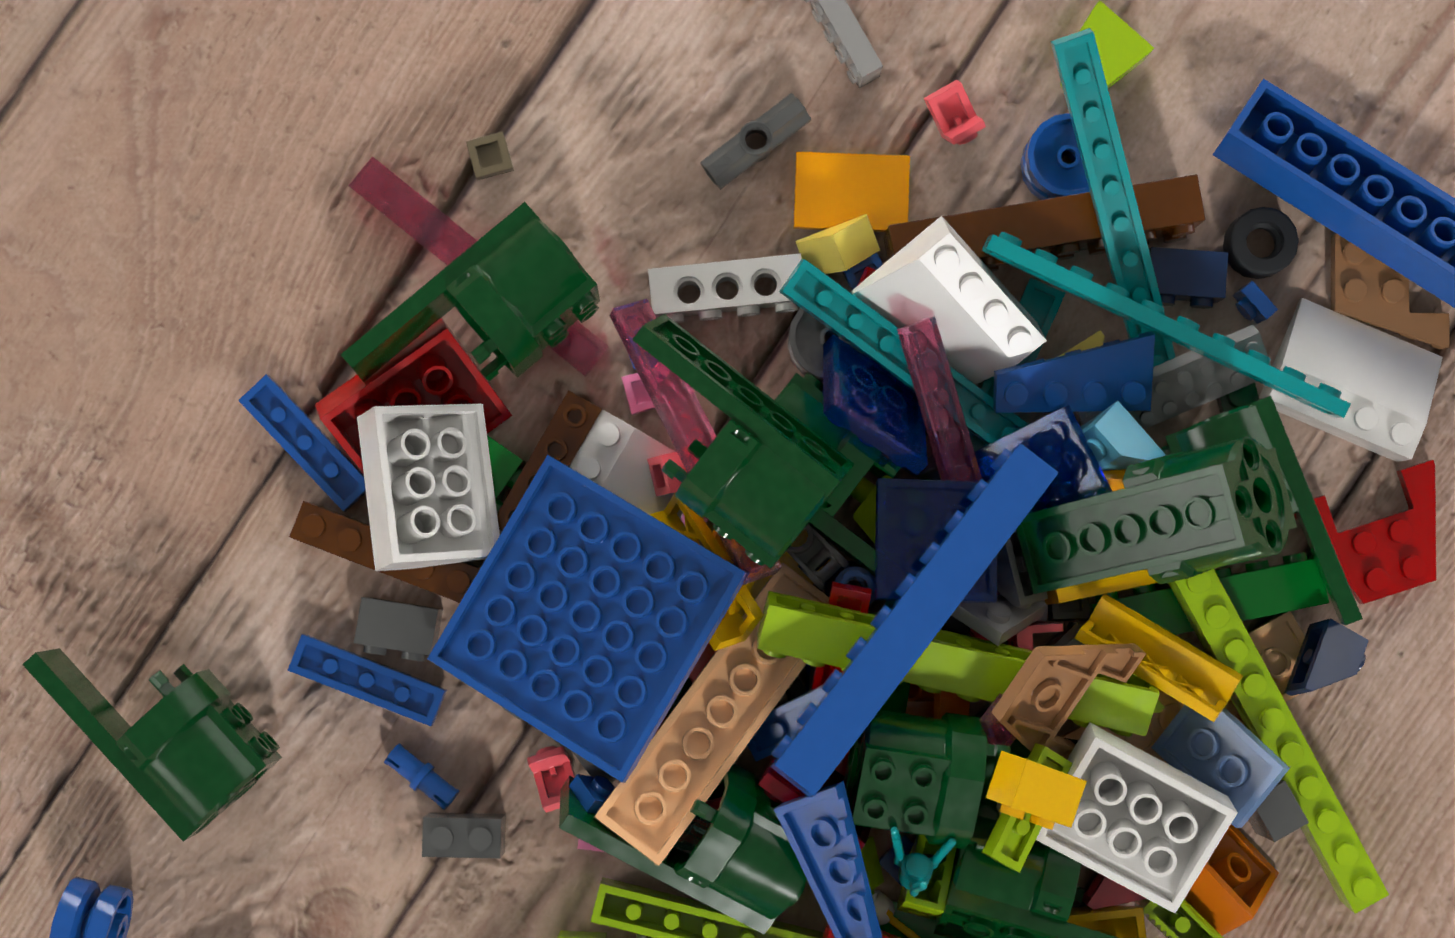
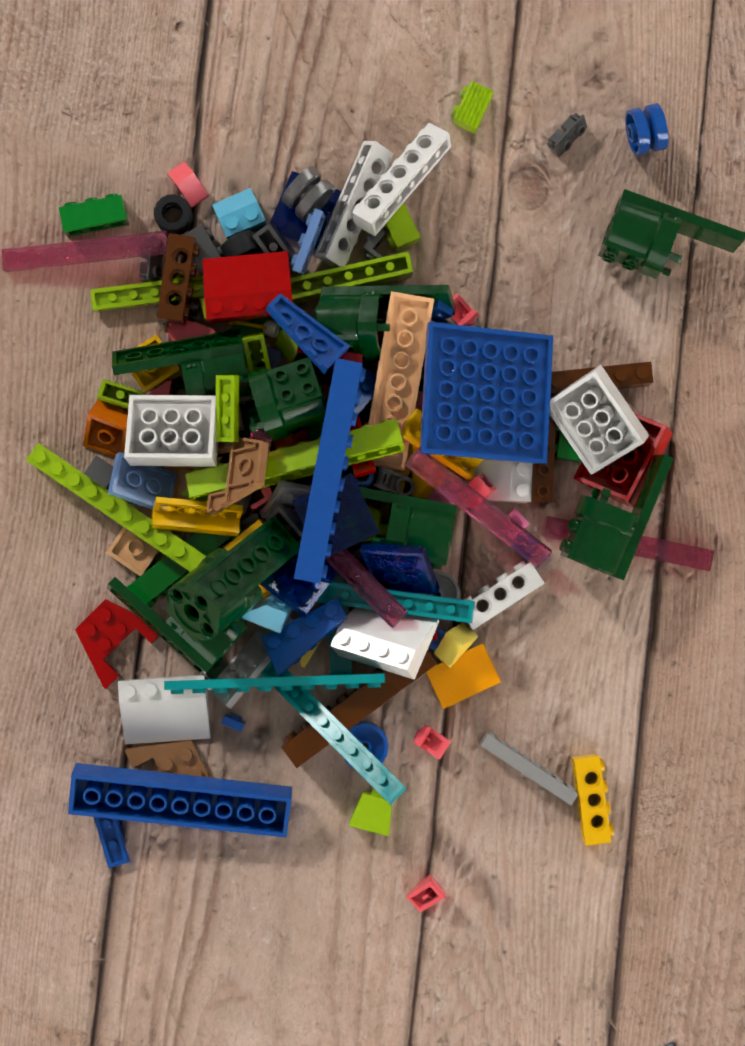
camera: 145 degrees right, 0 degrees up
(305, 442) = (668, 413): blue plate -> none
(367, 680) = (576, 313): blue plate -> none
(397, 627) = (575, 345): dark grey brick -> none
(421, 776) = (525, 280): blue pin -> none
(463, 835) = (490, 262): dark grey brick -> none
(489, 156) = (652, 601): dark tan plate -> none
(765, 466) = (439, 505): dark green piece -> none
(774, 125) = (530, 662): dark grey piece -> none
(916, 867) = (266, 353): teal plant -> none
(1035, 789) = (229, 416): yellow brick -> none
(1190, 276) = (274, 718): dark blue brick -> none
(1279, 227) = (238, 766): black tyre -> none
(1326, 657) = (112, 560): dark blue slope -> none

